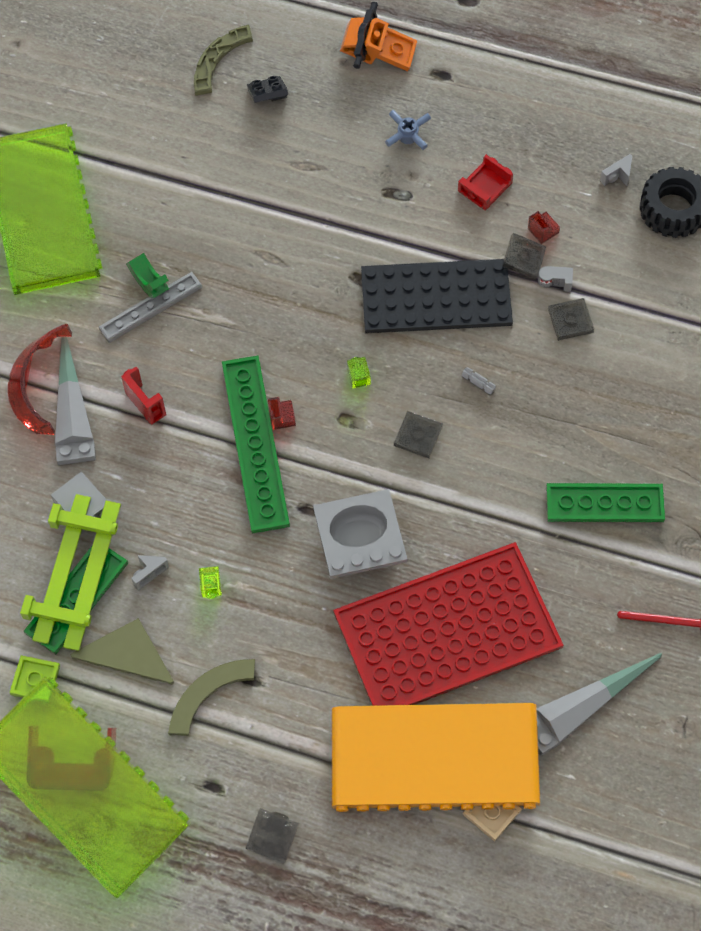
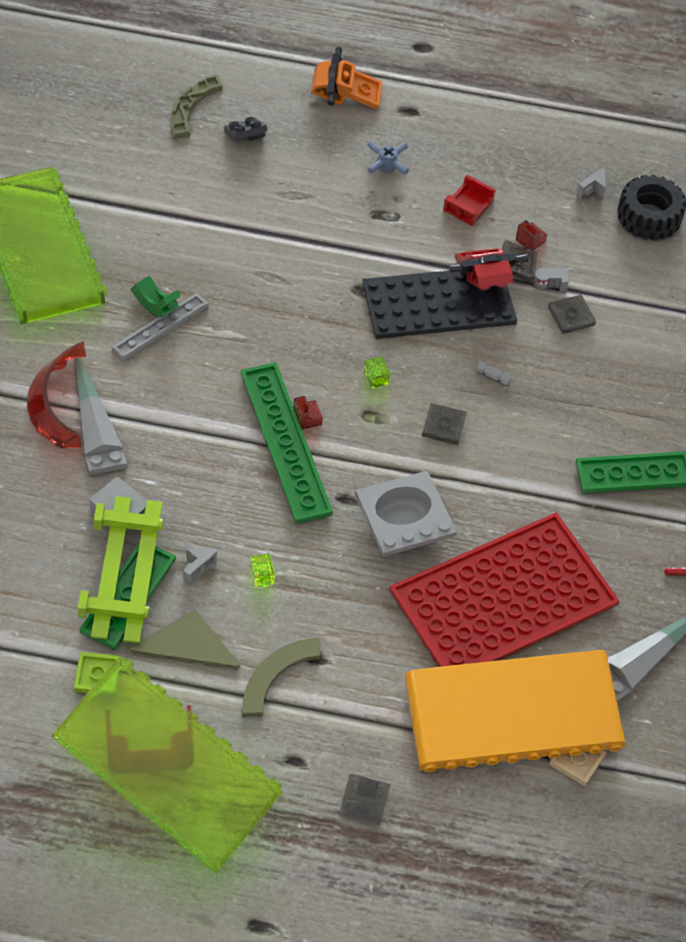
camera: 15 degrees left, 10 degrees down
(153, 408) = (173, 413): red panel -> none
(486, 263) = (487, 267): none -> red piece

